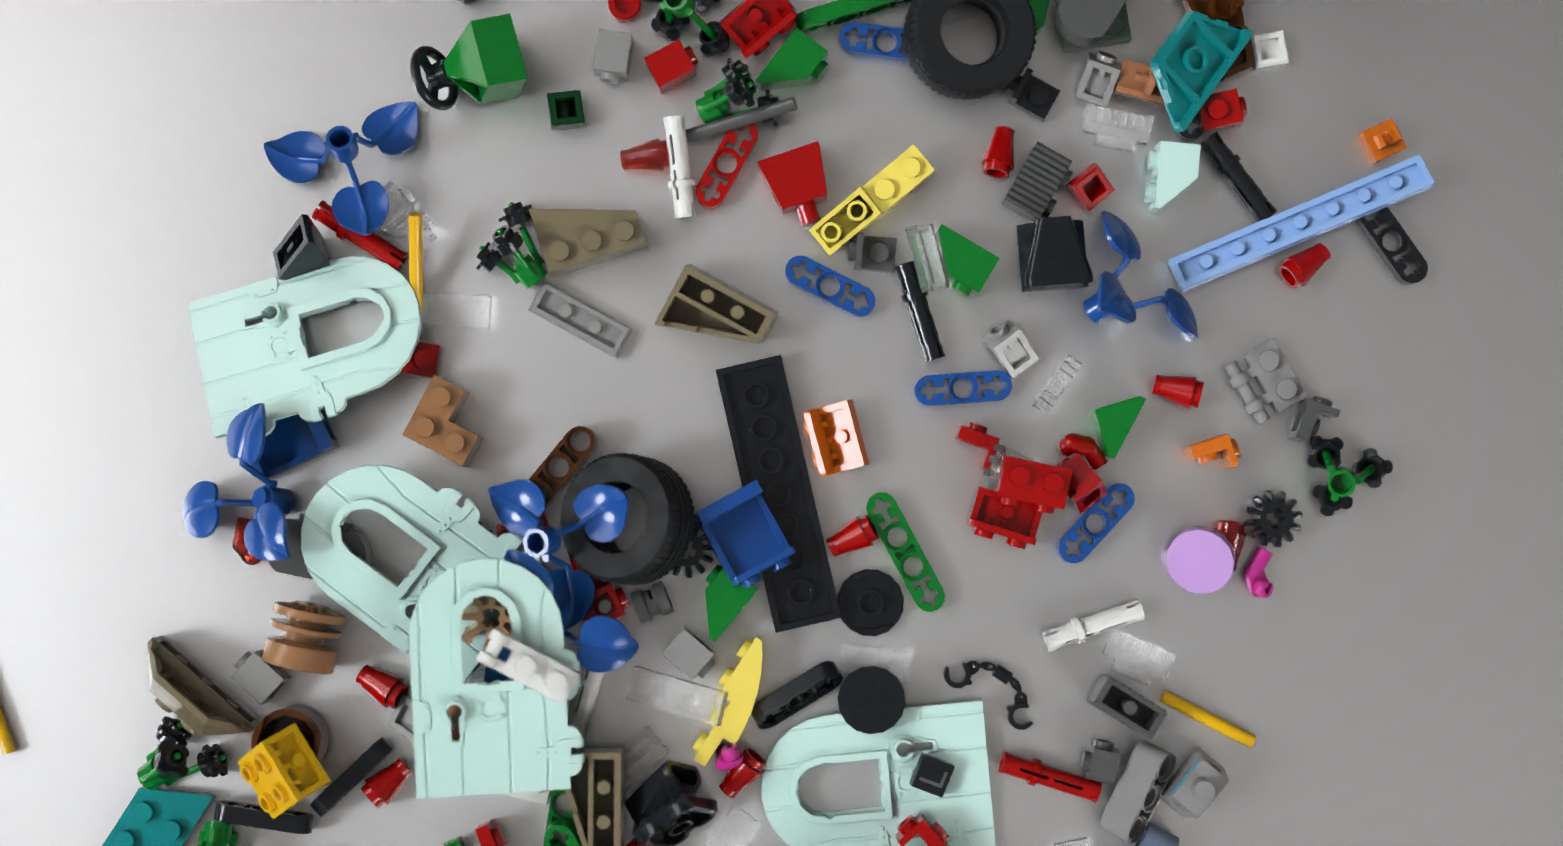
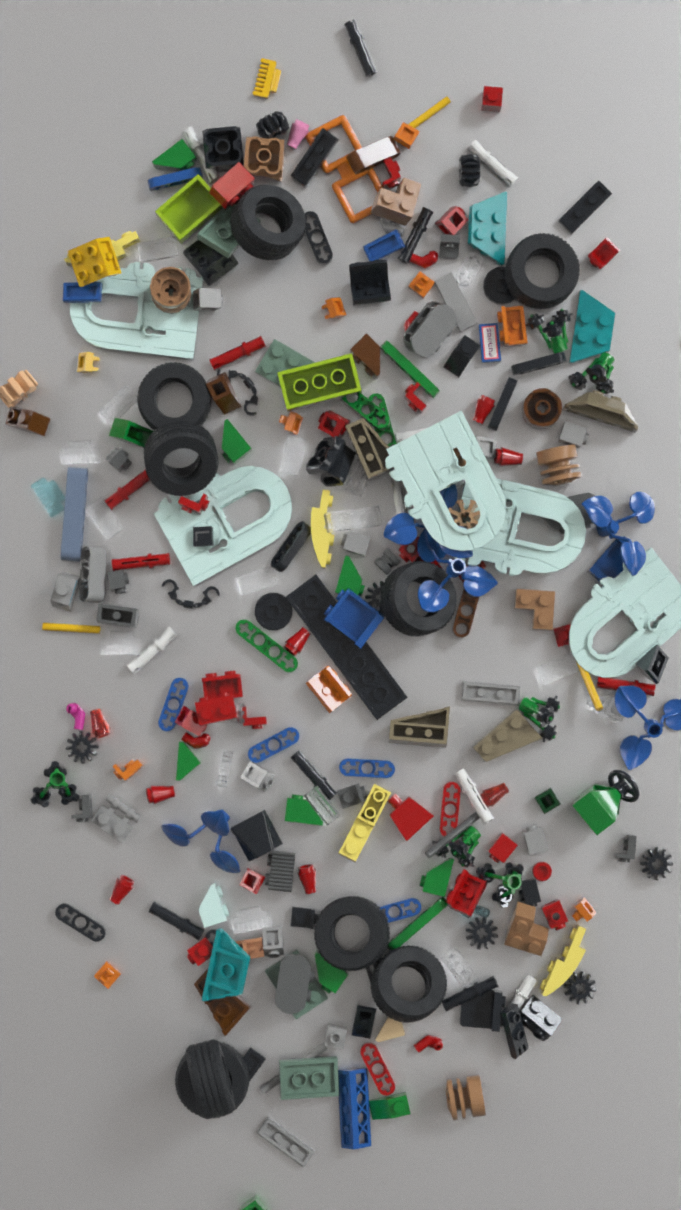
camera: 150 degrees right, 0 degrees up
(238, 542) = (614, 499): clear red arm -> none
(283, 770) = (537, 393): yellow bracket -> none
(529, 667) = (433, 501): white plate -> none
(728, 757) = (312, 499): dark pink arm -> none
(743, 775) = (300, 497): red cone -> none
(871, 700) = (251, 561): black tile -> none
(1201, 560) = (110, 708): lavender tile -> none
(1269, 50) = (188, 997): white tile -> none
(1301, 223) = (133, 909): light blue plate -> none

